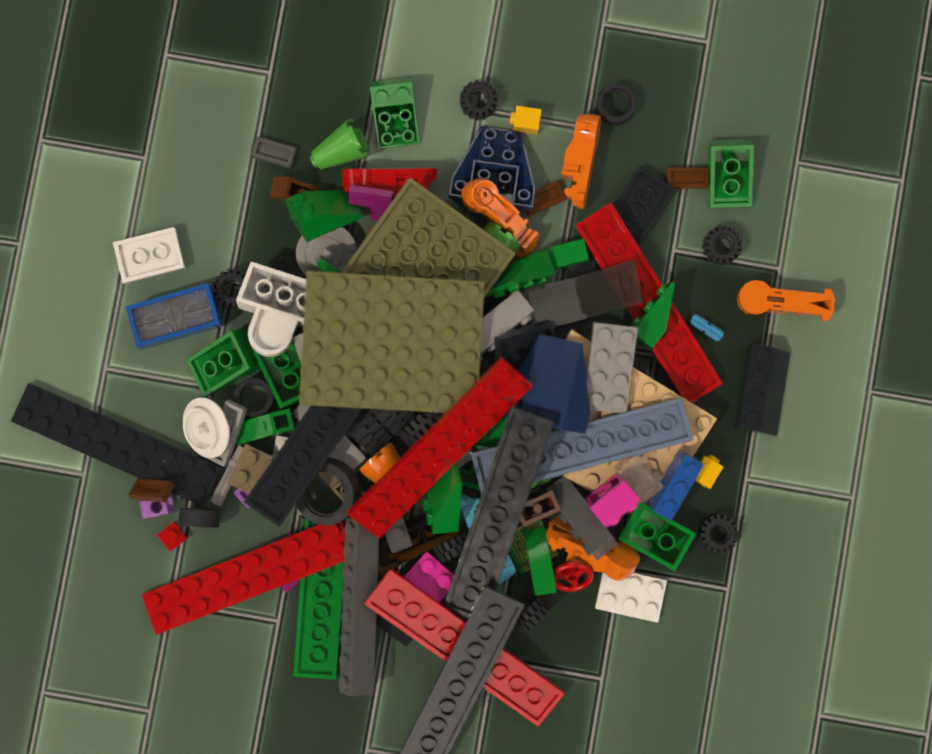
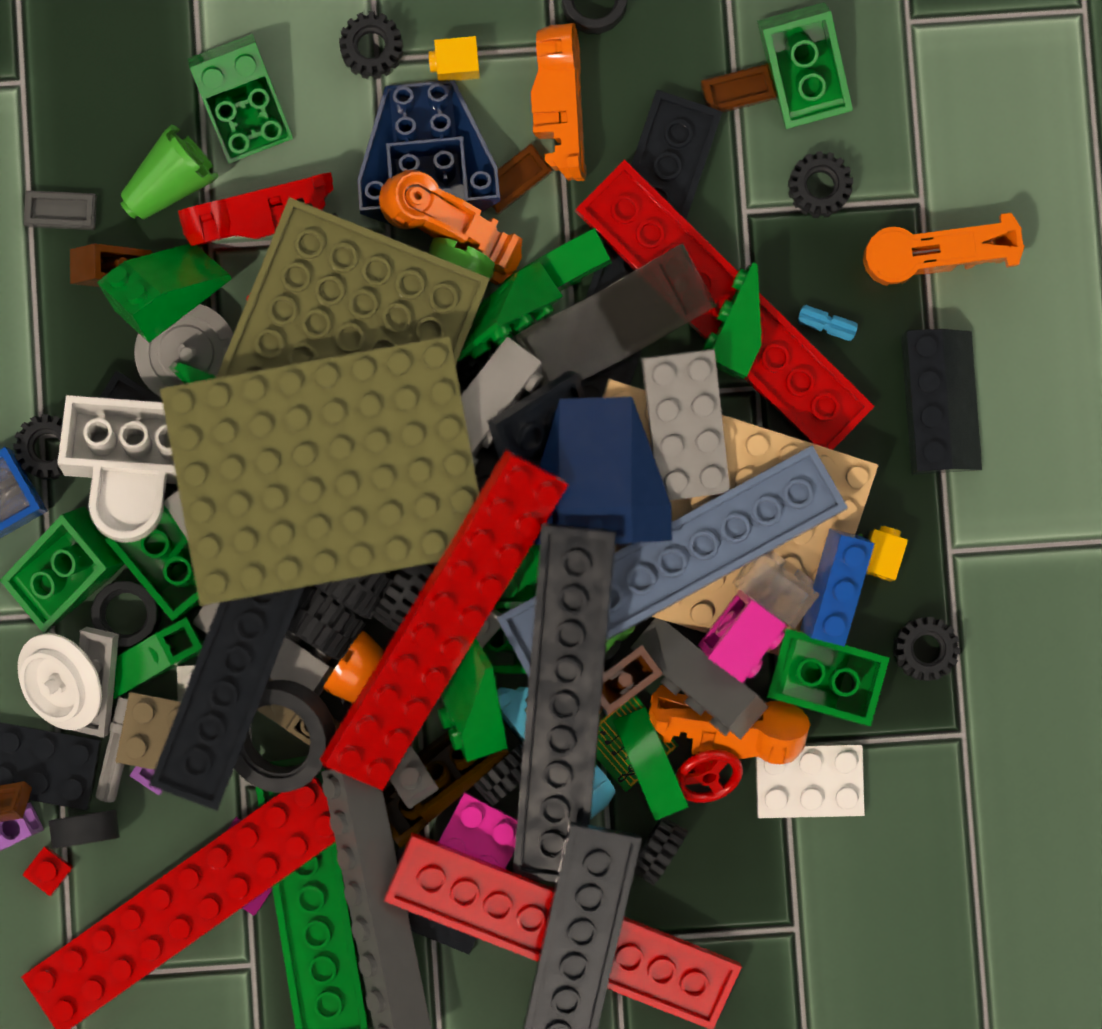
camera: 15 degrees left, 0 degrees up
(376, 199) = (241, 245): magenta tile -> none

